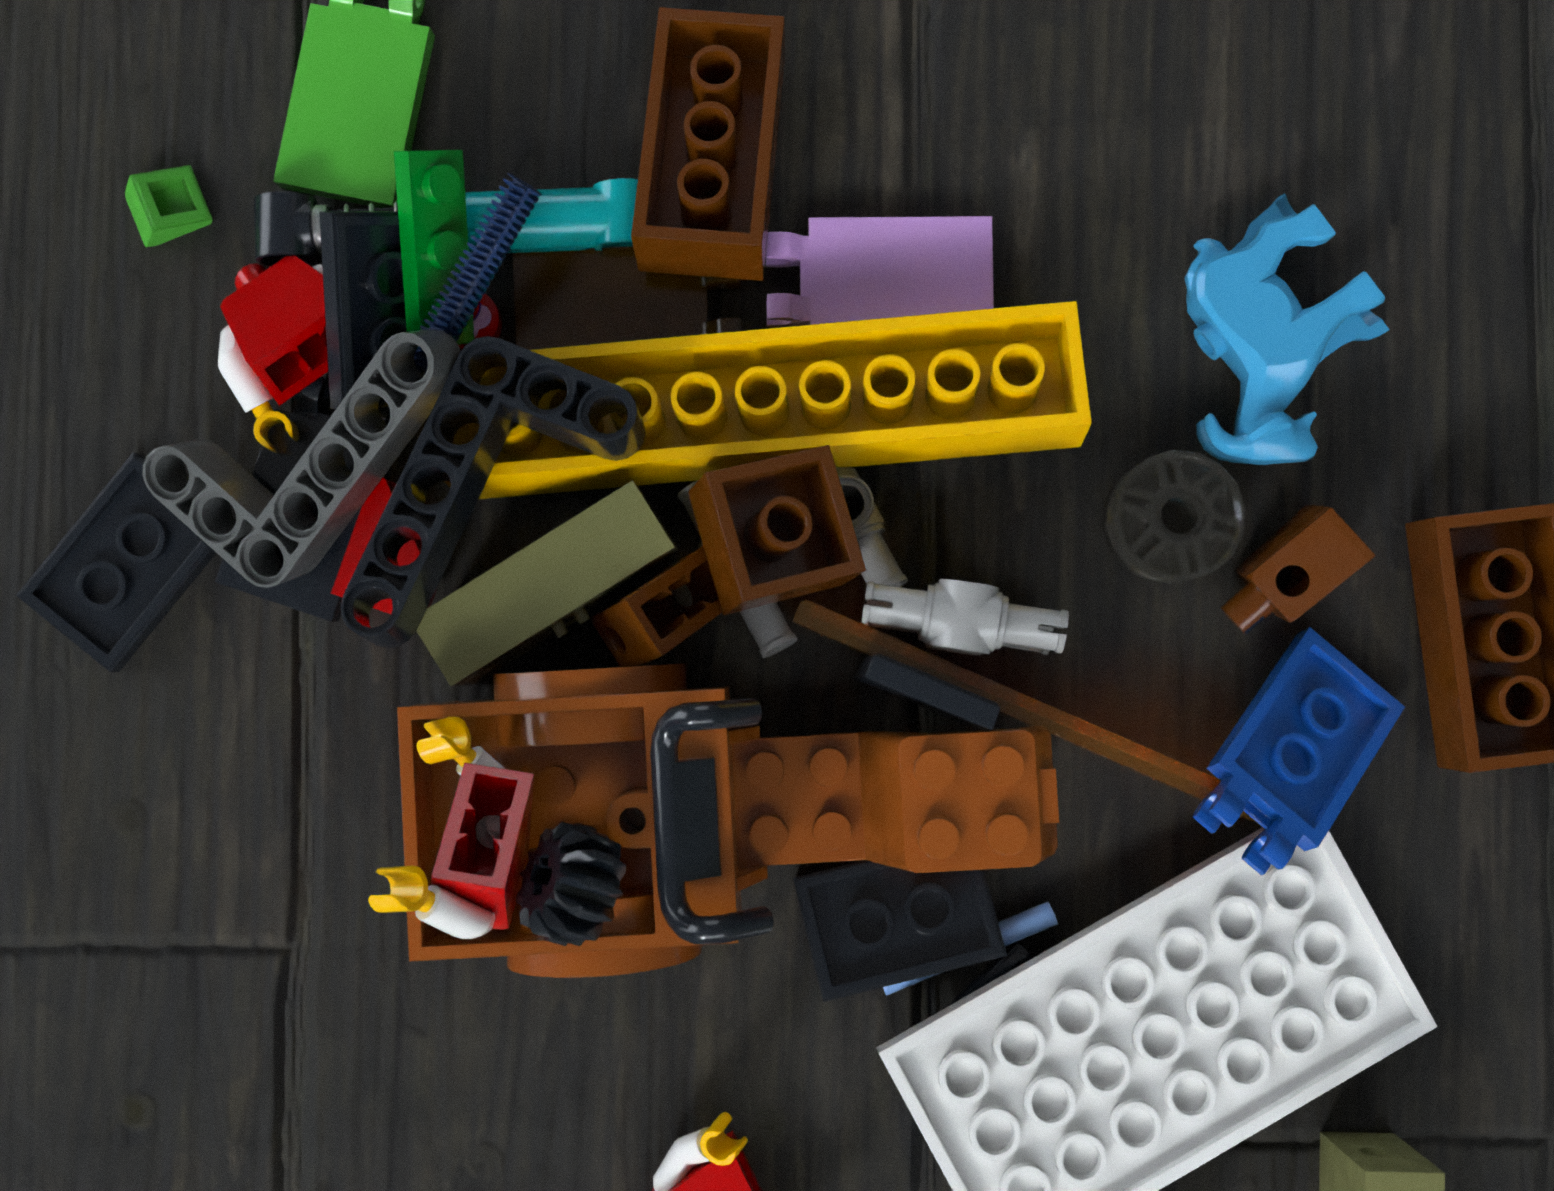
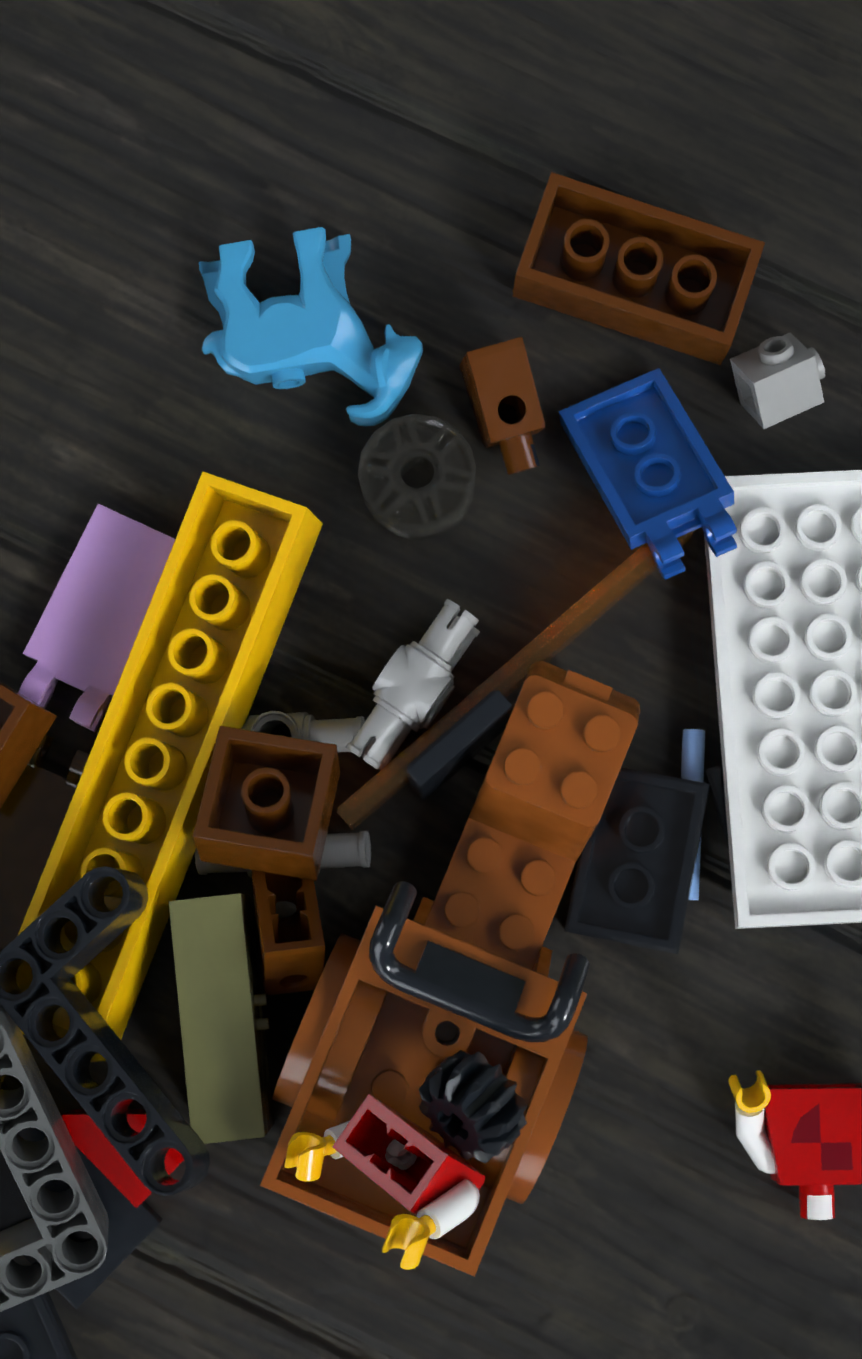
camera: 70 degrees left, 5 degrees down
(1454, 834) = (778, 379): none -> light grey brick

